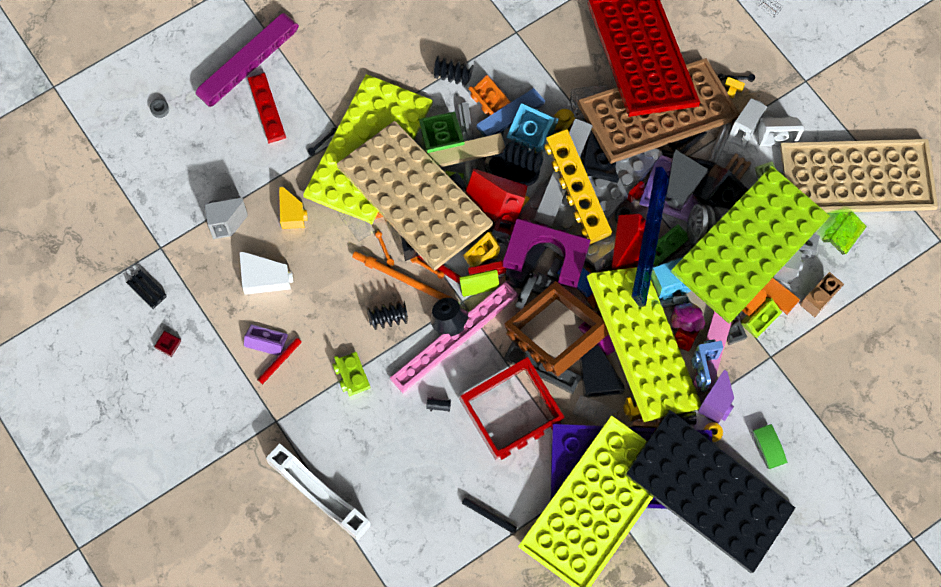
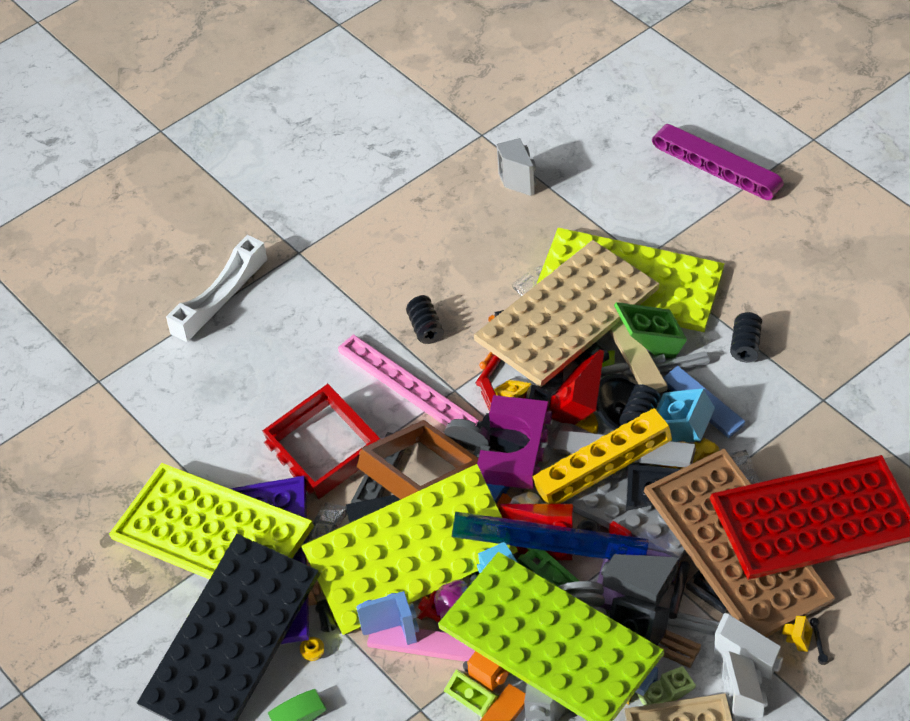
camera: 90 degrees right, 20 degrees down
(136, 278) = (429, 128): black tile -> none
(159, 108) = (642, 106): dark grey tile -> none
(167, 343) = (374, 156): dark red tile -> none
(263, 274) = (459, 211): white slope -> none
(265, 340) = (388, 229): medium lavender slope -> none
(266, 108) = (662, 188): red plate -> none
(279, 360) = (365, 243): red bar -> none
(291, 211) = (539, 222): yellow slope -> none
(311, 151) = (618, 234): black hinge -> none
(352, 374) = (354, 300): lime bracket -> none
(372, 262) = (487, 302): orange bar -> none
(438, 404) = (325, 375): black pin -> none
(449, 316) = (427, 369): black cone -> none
(479, 283) = (476, 397): slope -> none
(489, 95) = (721, 375): orange bracket -> none
(489, 515) = (201, 442): black bar -> none
(718, 401) = (349, 640): medium lavender slope -> none
(736, 333) = (446, 666): dark grey tile -> none

